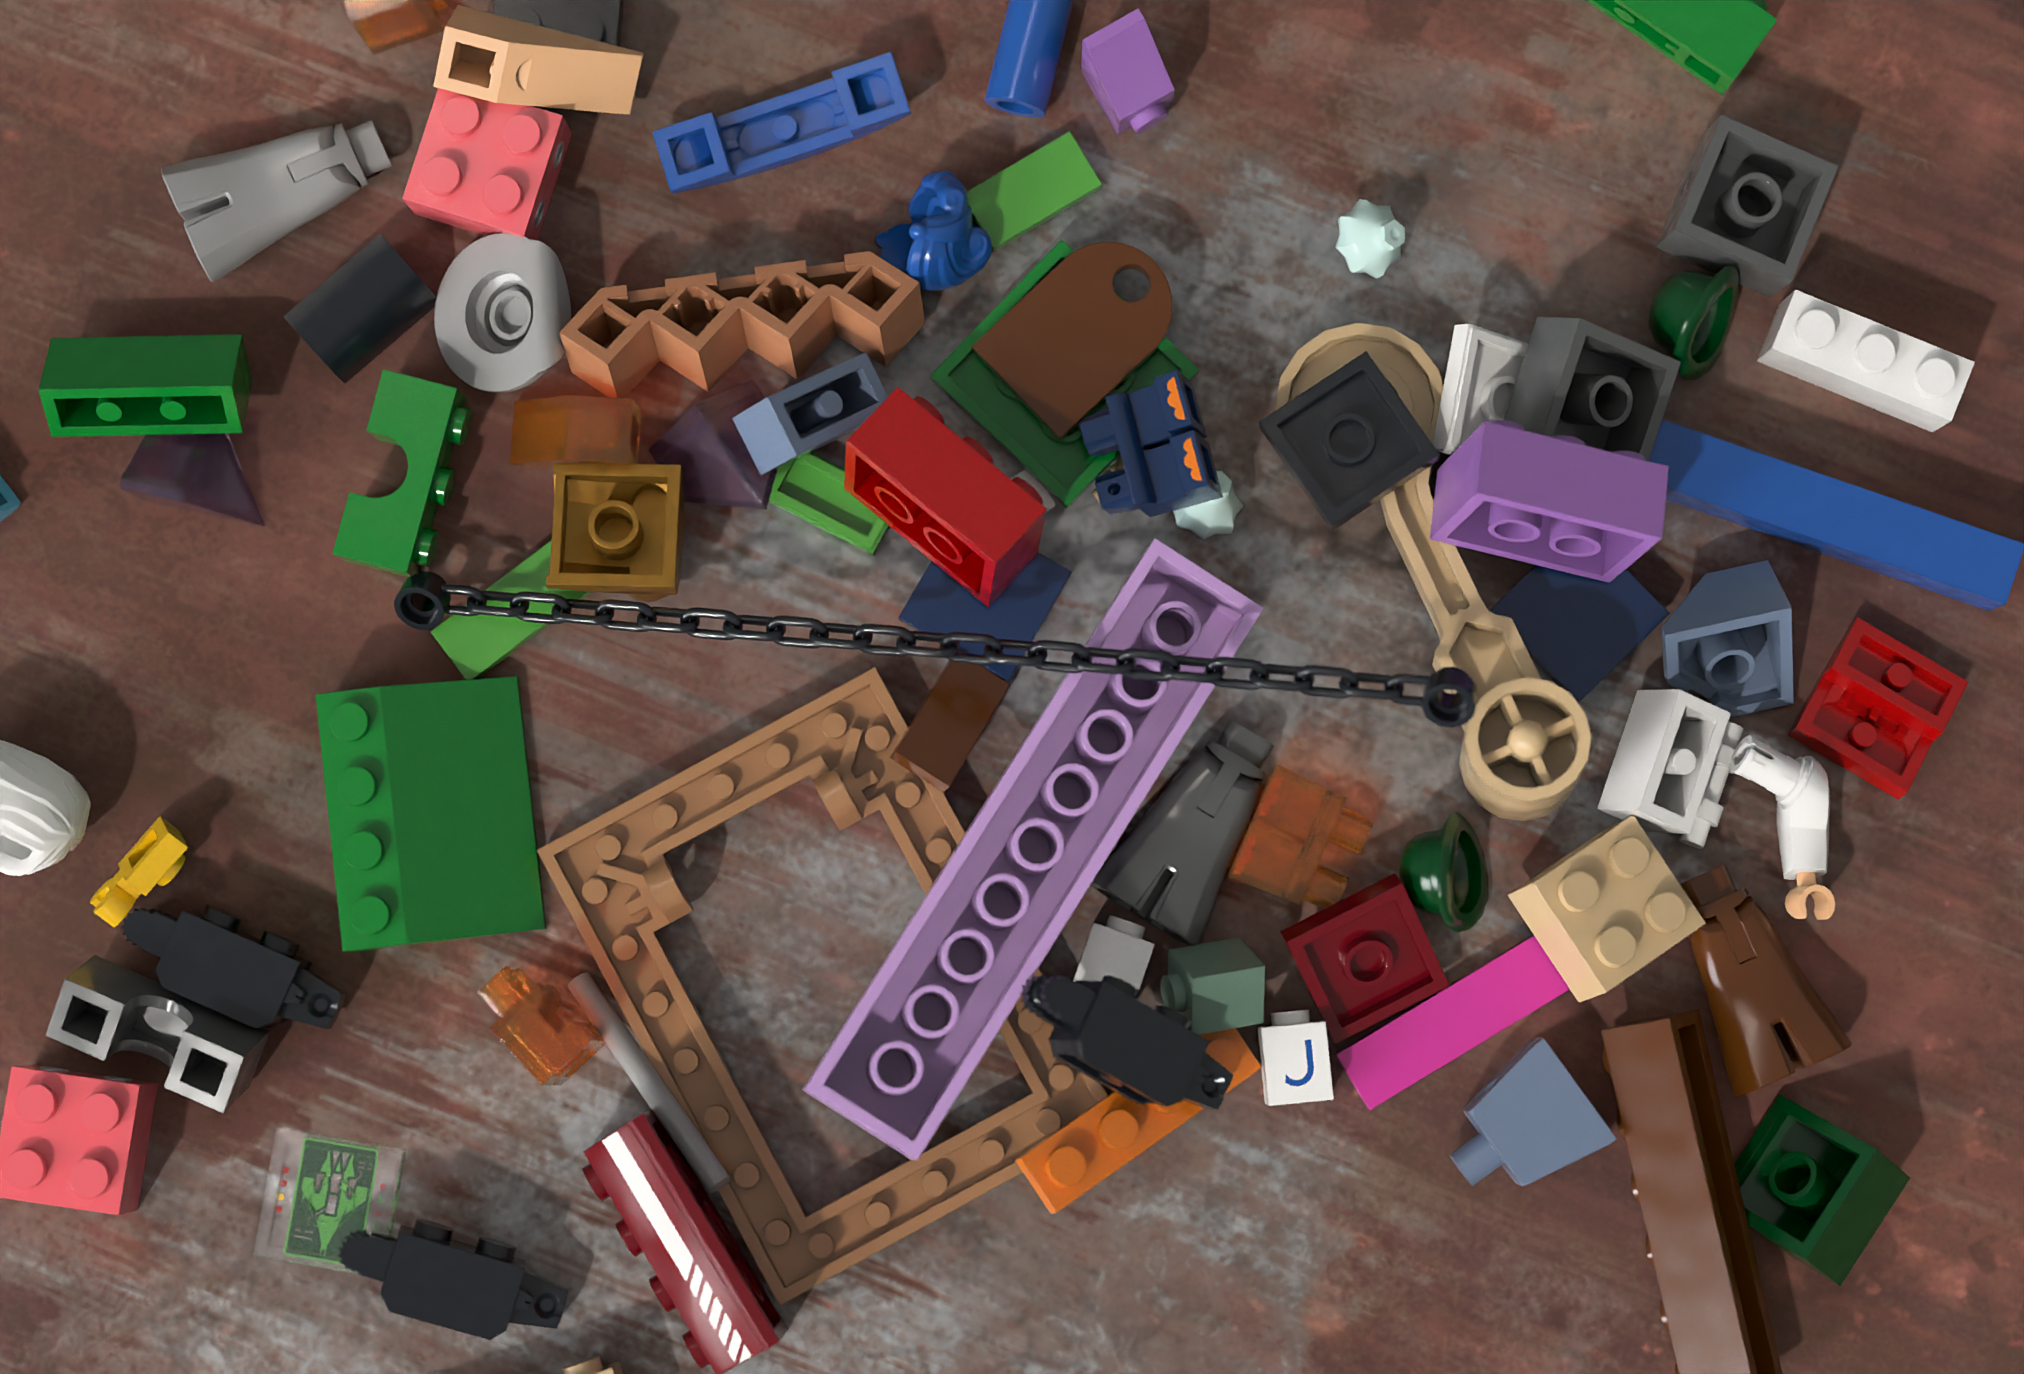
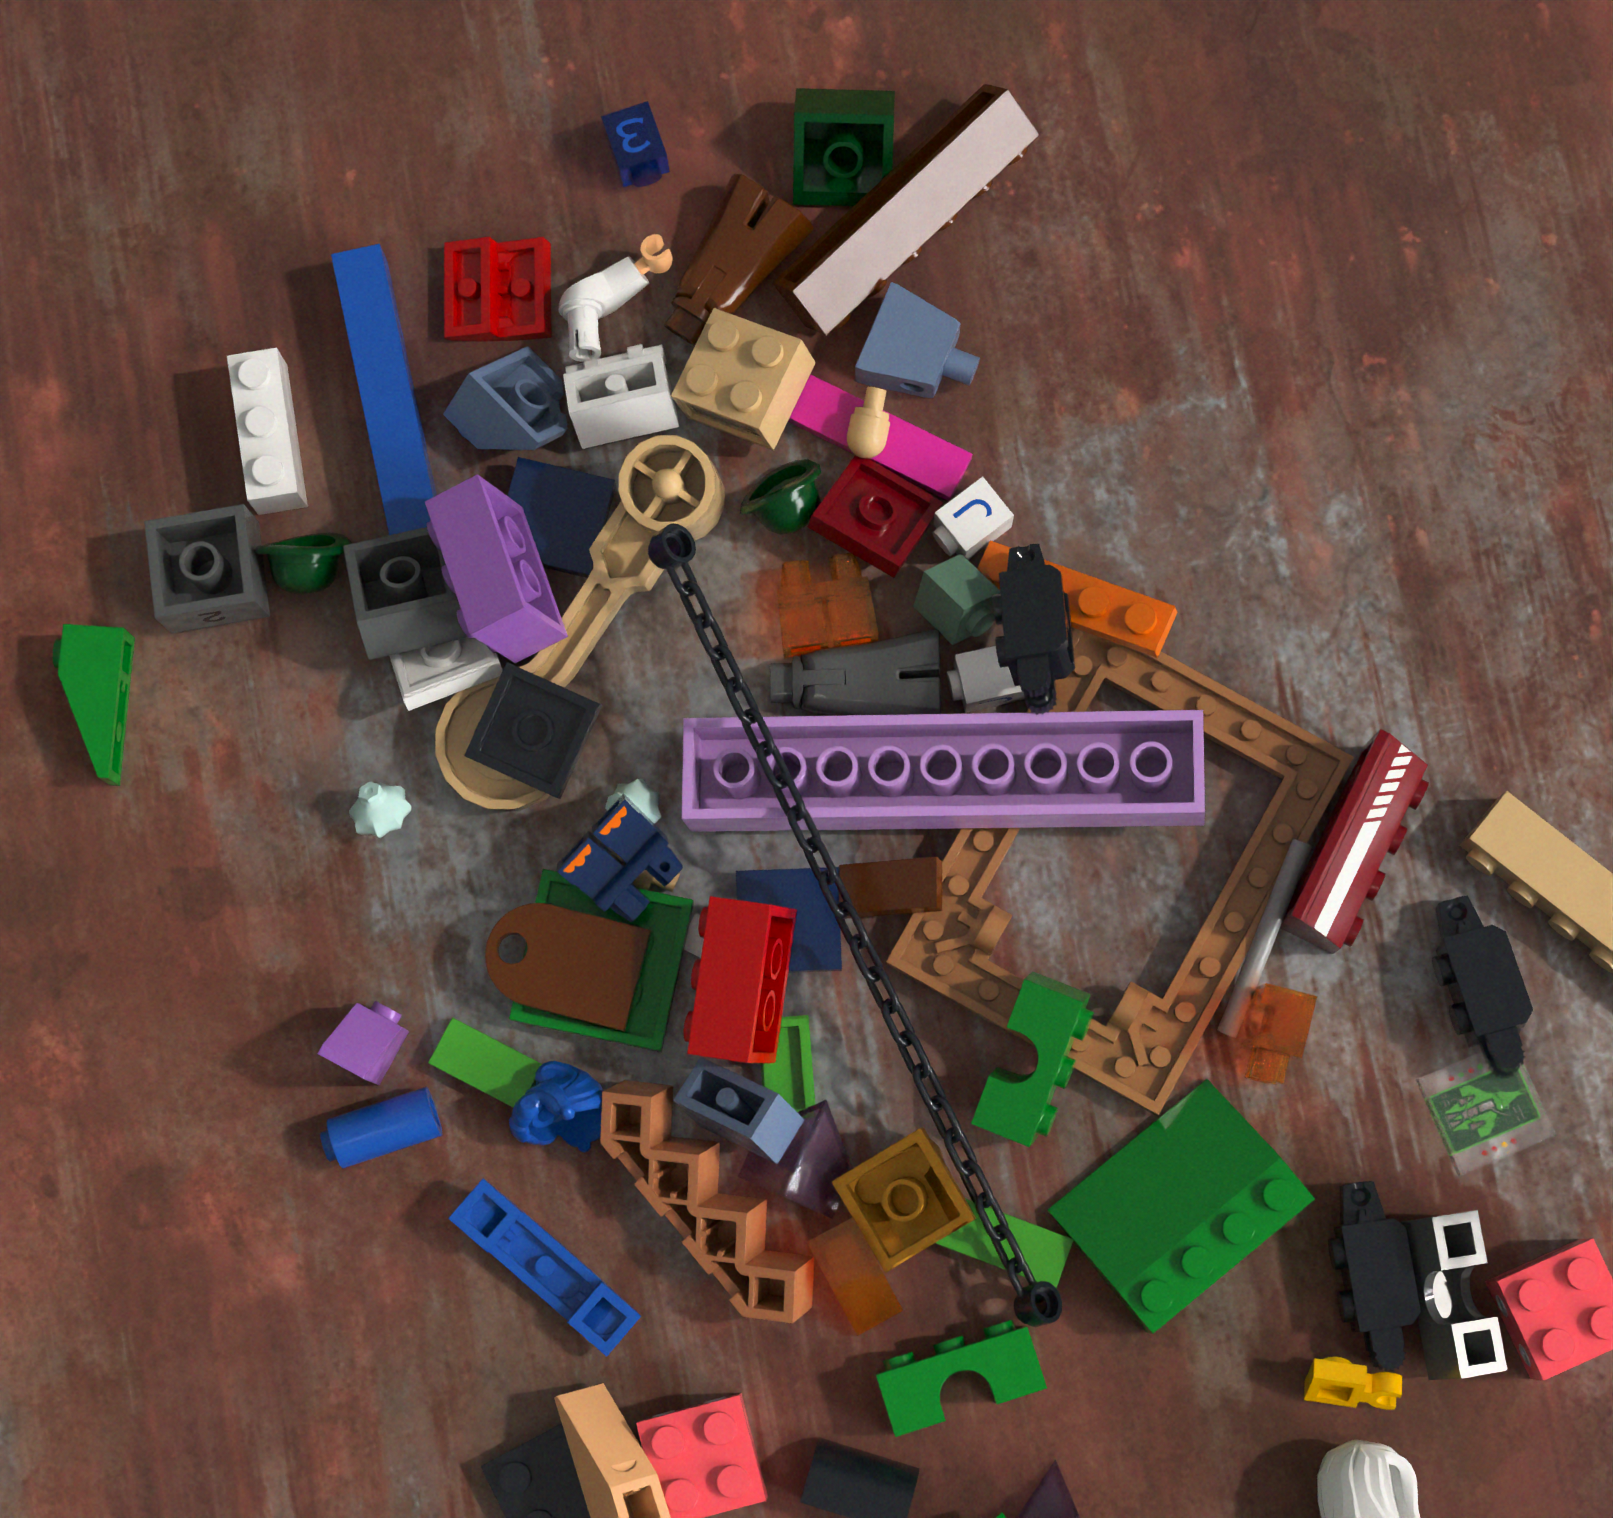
camera: 120 degrees left, 5 degrees down
(502, 312) = (801, 1380): light grey hat -> none
(702, 794) = (1051, 1018): none -> green arch
(1468, 1014) = (869, 425): none -> tan cylinder
(1952, 959) = (636, 145): none -> clear blue brick

